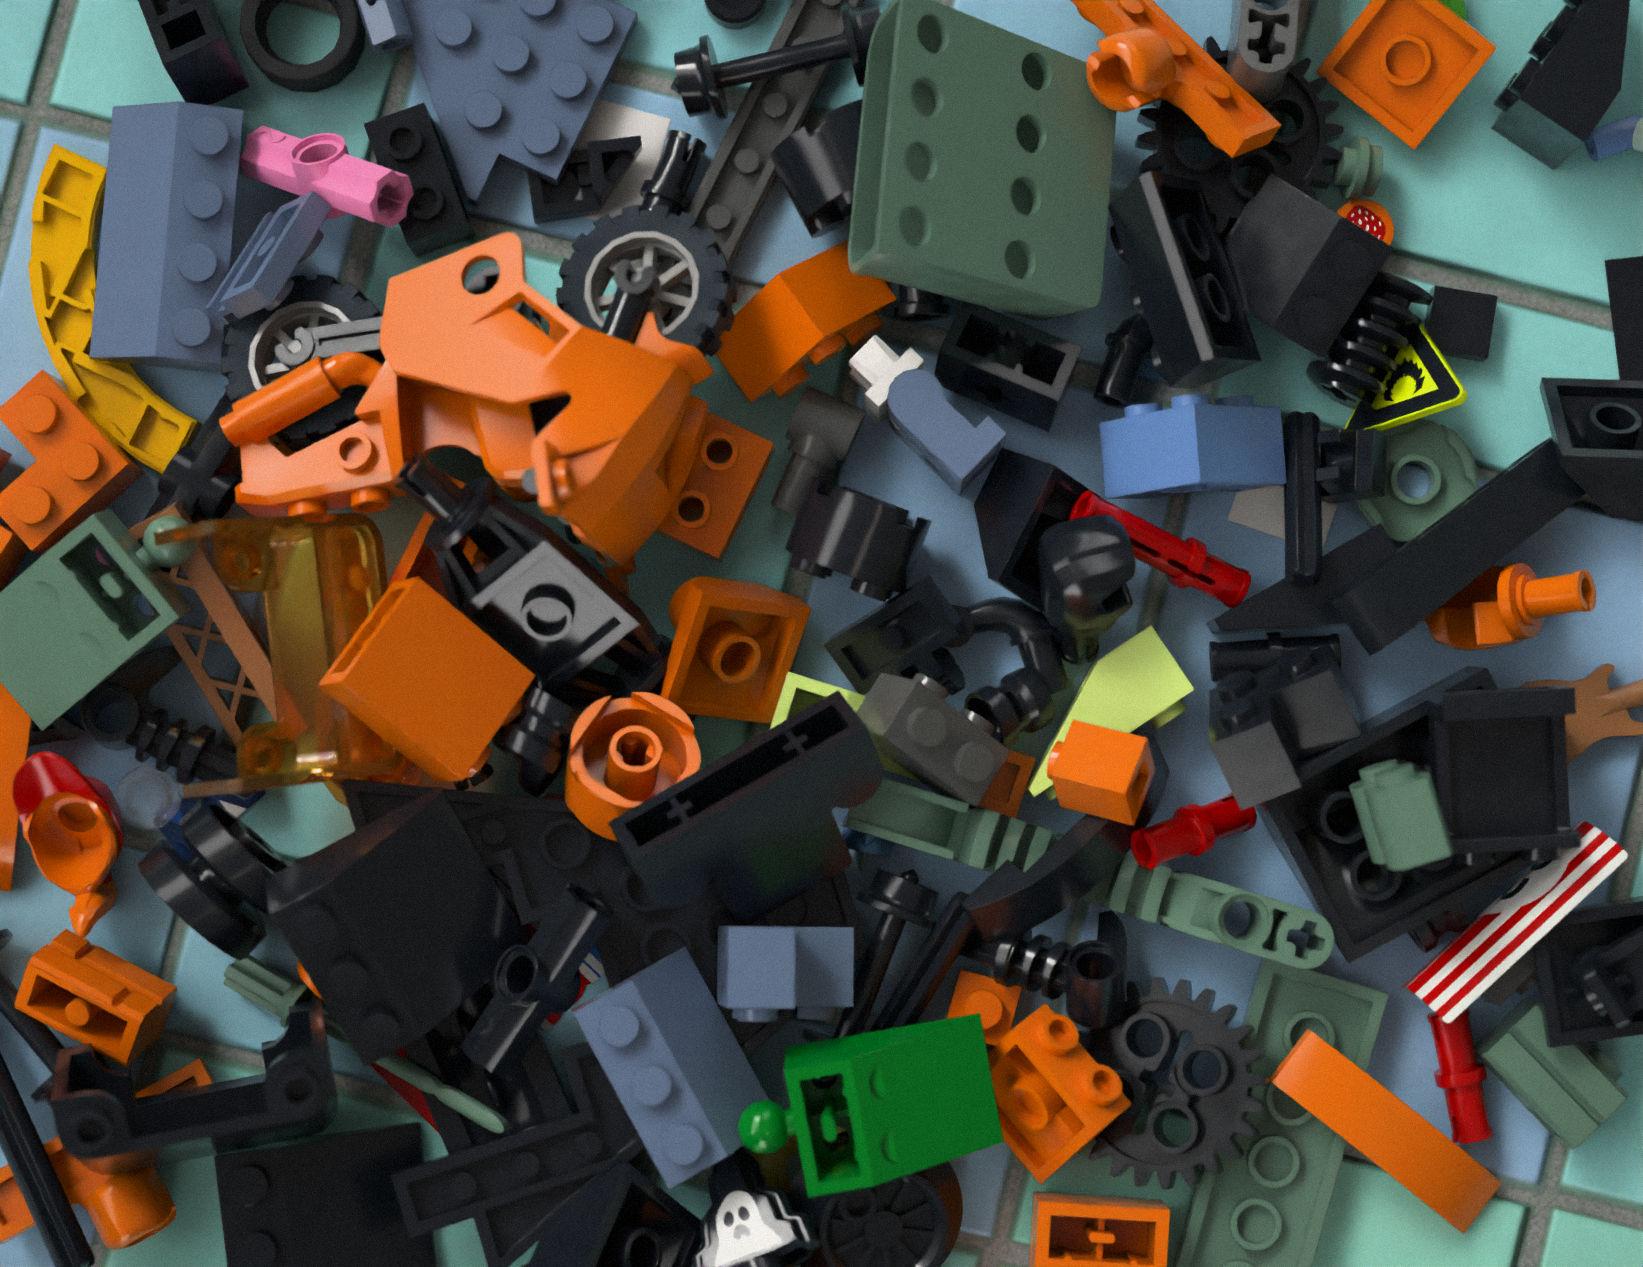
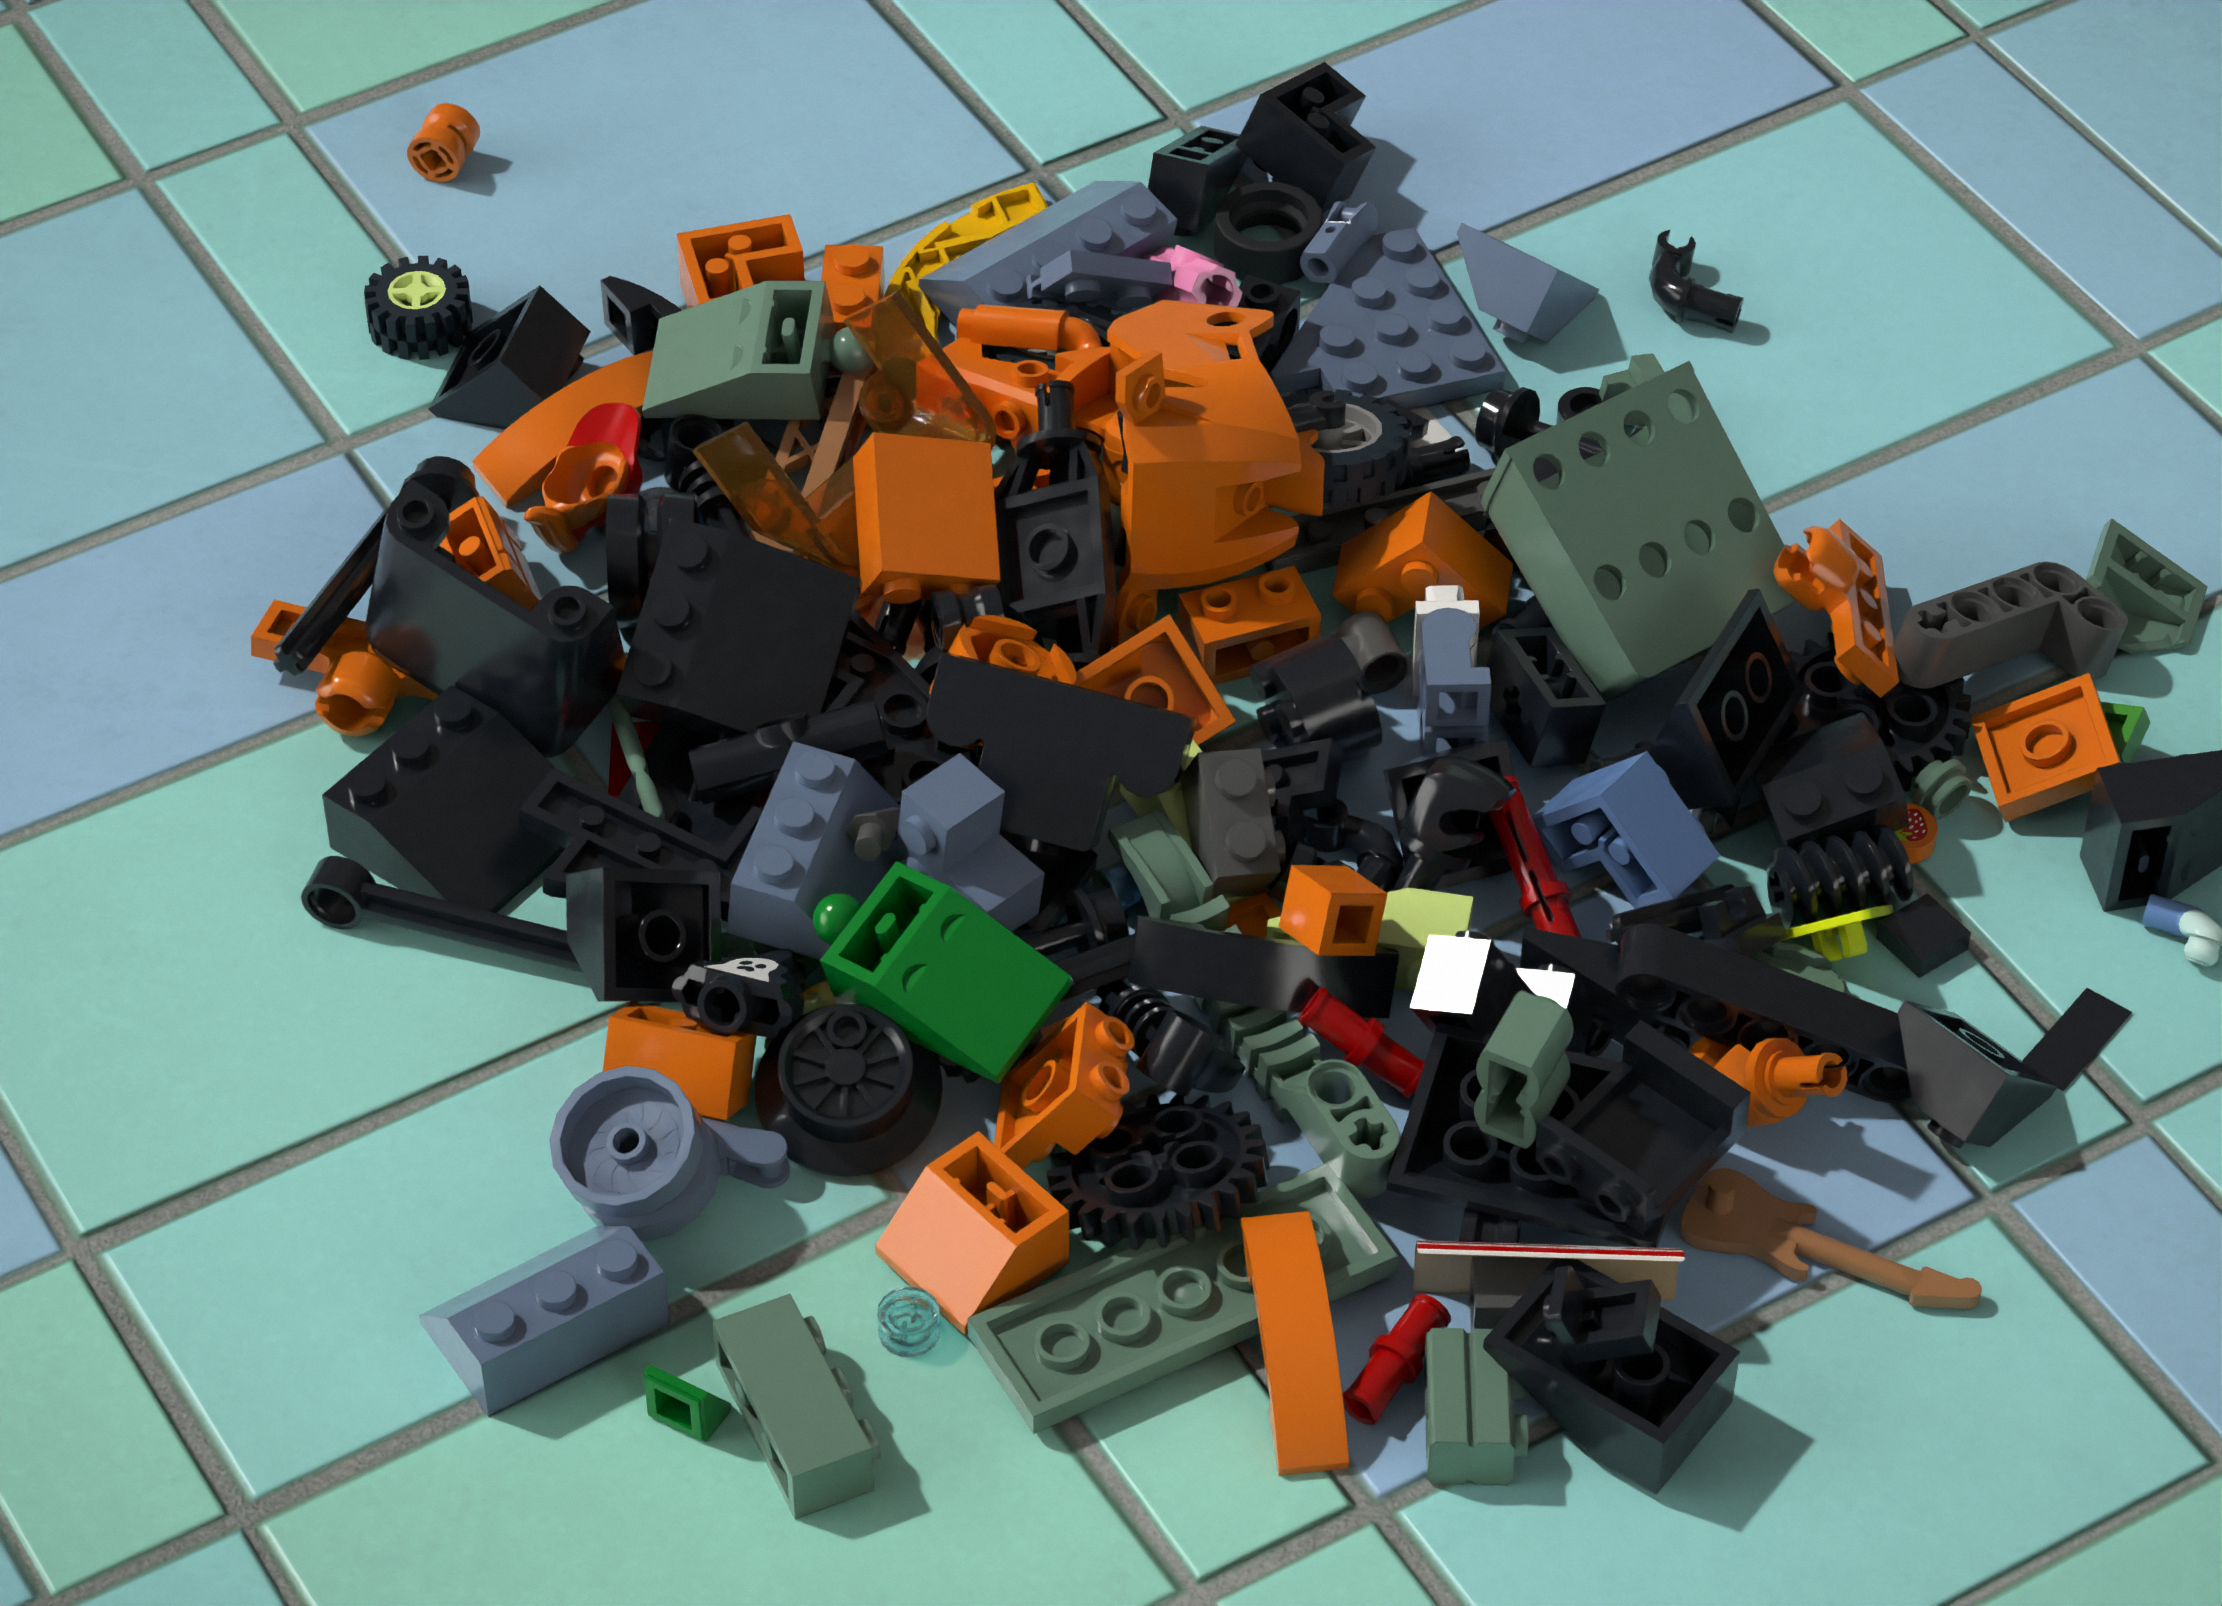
camera: 45 degrees right, 40 degrees down
(703, 1013) = (874, 832): none -> dark grey bar

